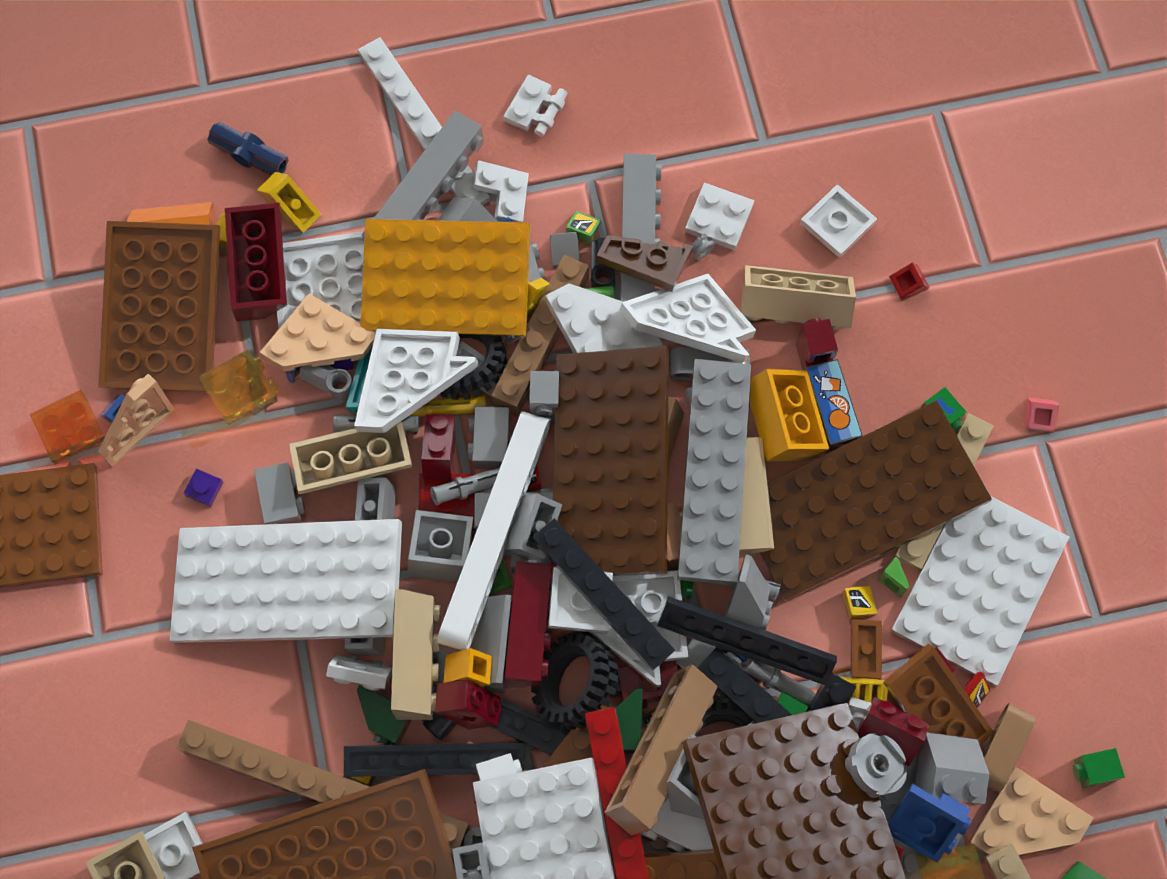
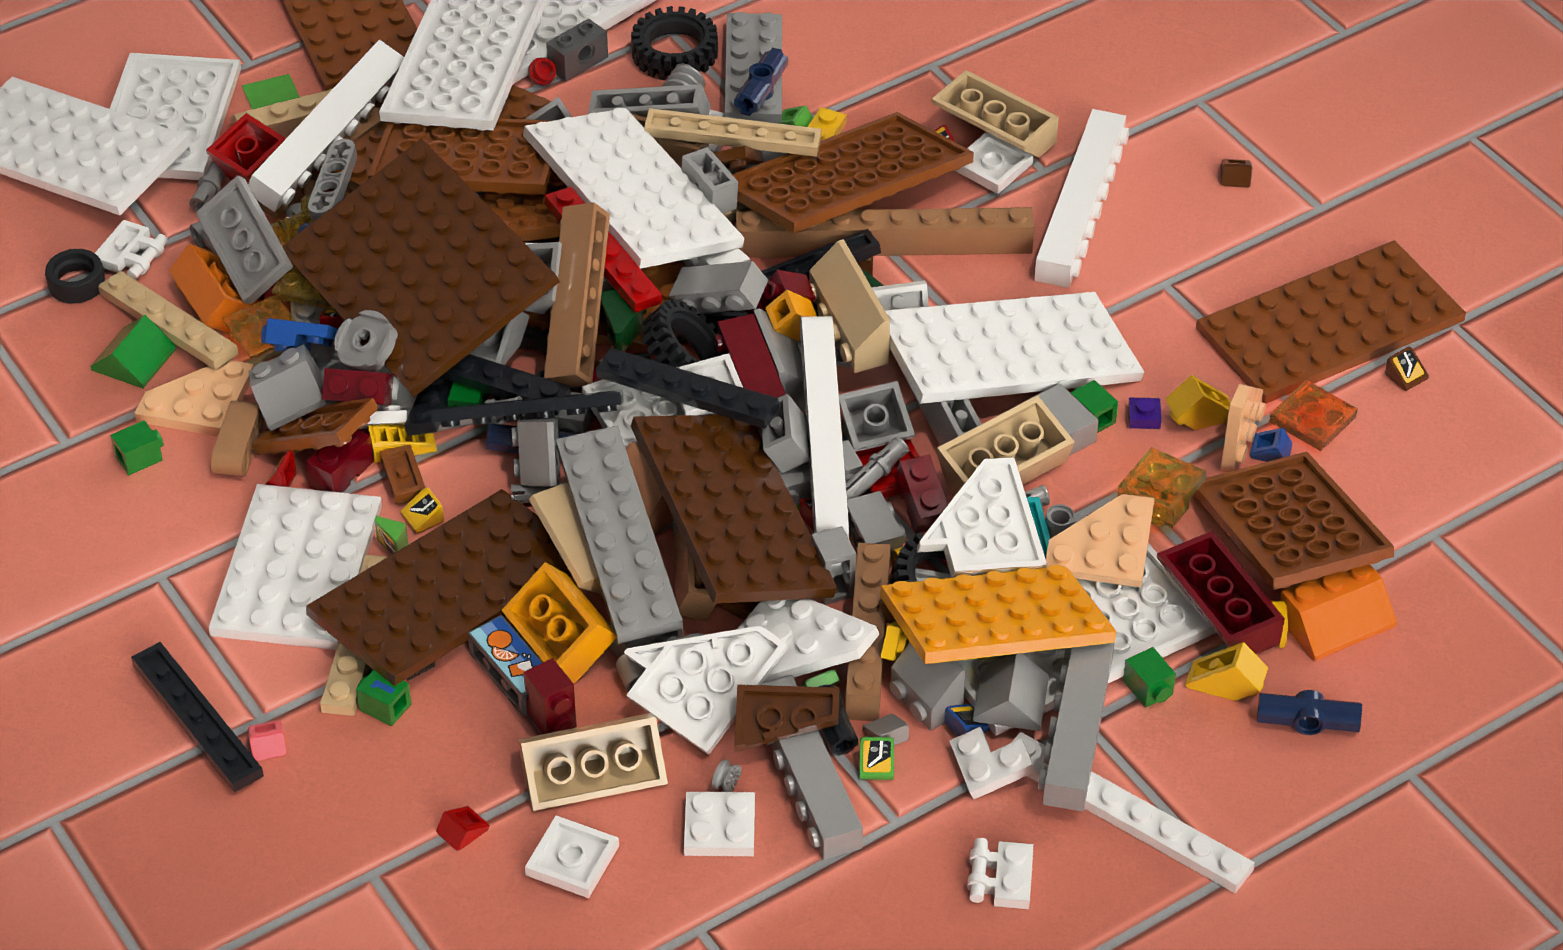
camera: 160 degrees right, 25 degrees down
(112, 770) = (1081, 199): none -> white brick
(155, 467) = (1198, 404): none -> yellow slope
(245, 501) = (1098, 402): none -> green brick
(347, 215) = (1149, 677): none -> green brick
(522, 726) = (720, 287): none -> light grey brick
(1095, 450) = (197, 717): none -> black plate

